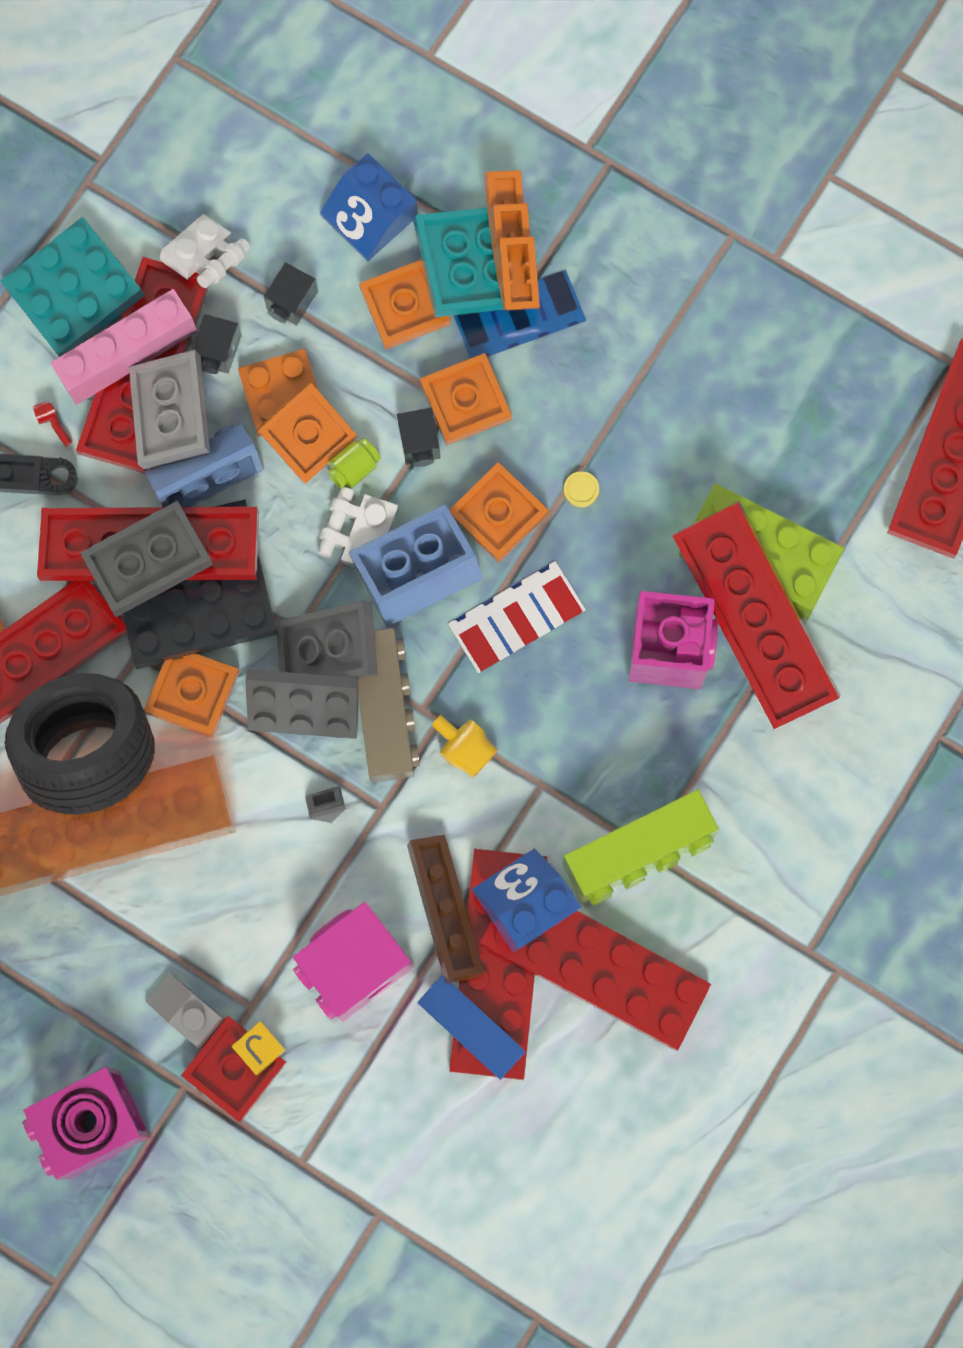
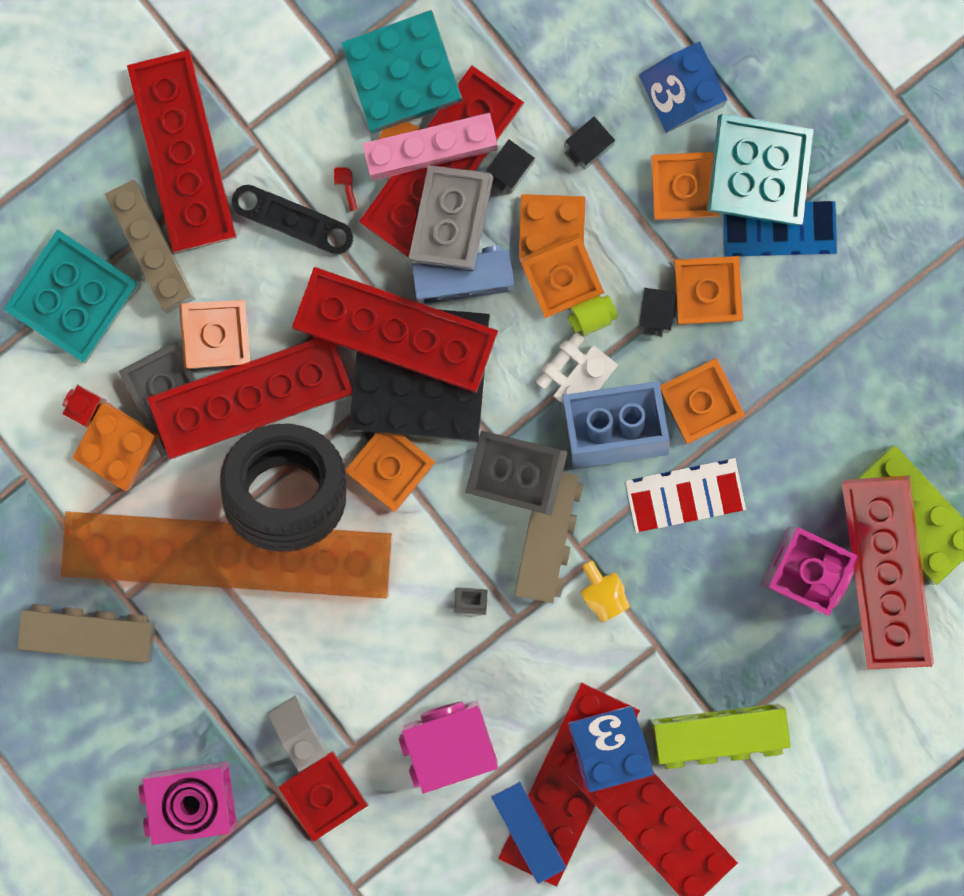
camera: 20 degrees right, 10 degrees up
(146, 558) = (389, 347): dark grey plate -> none
(198, 244) = (523, 70): white plate -> none
(258, 1048) = (349, 788): yellow tile -> none
(302, 703) = (479, 513): dark grey plate -> none
(445, 909) = (540, 726): reddish brown plate -> none
(511, 240) = (797, 165): orange slope -> none
(581, 489) = (779, 403): light yellow piece -> none

